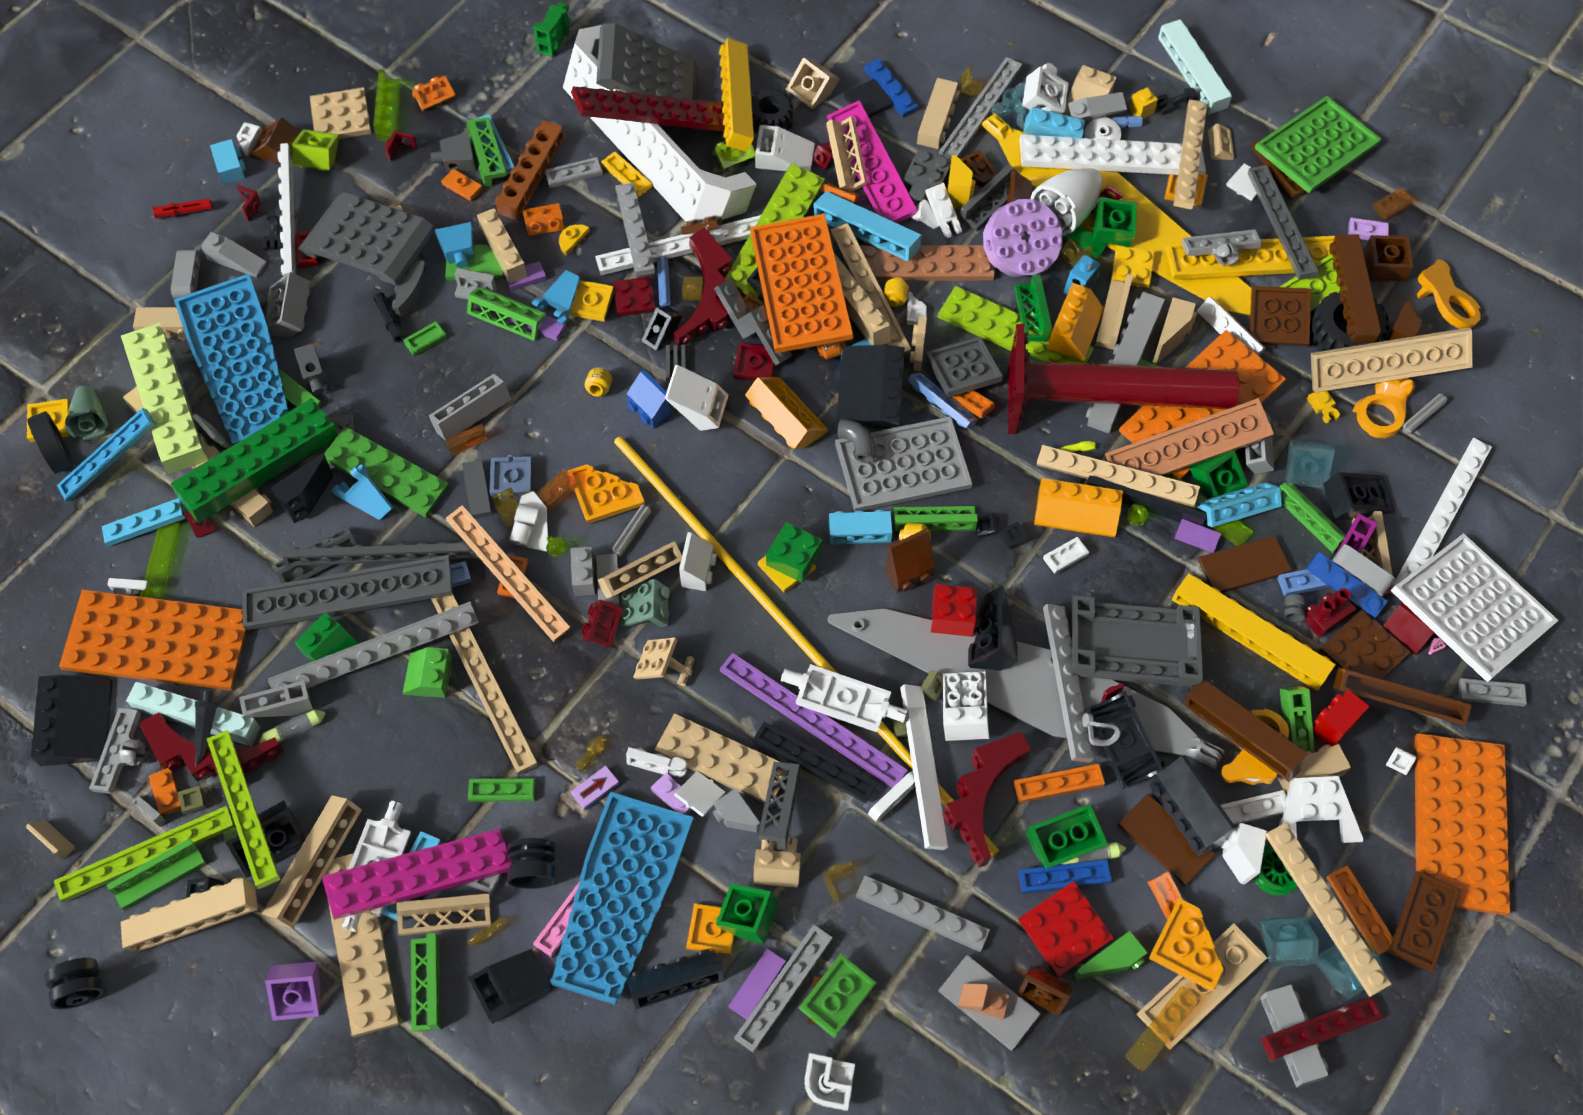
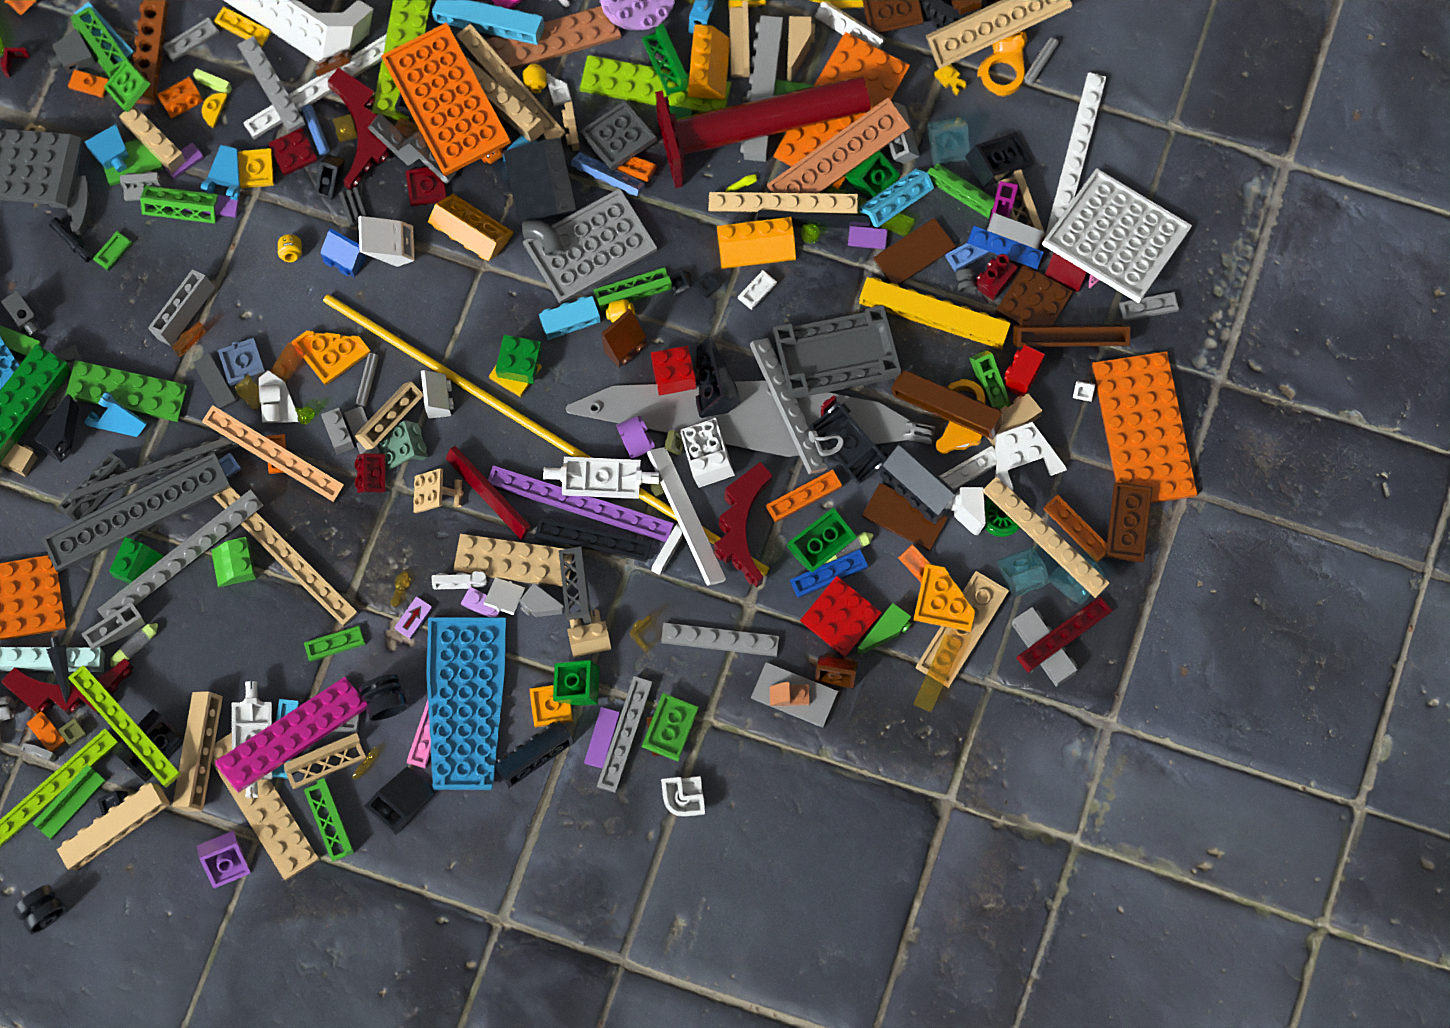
camera: 15 degrees left, 10 degrees up
(495, 190) = (127, 85): none -> bright green tile
(579, 212) = (212, 82): none -> yellowish green tile
(718, 679) = (488, 492): none -> dark red tile
(892, 666) = (634, 436): none -> medium lavender brick

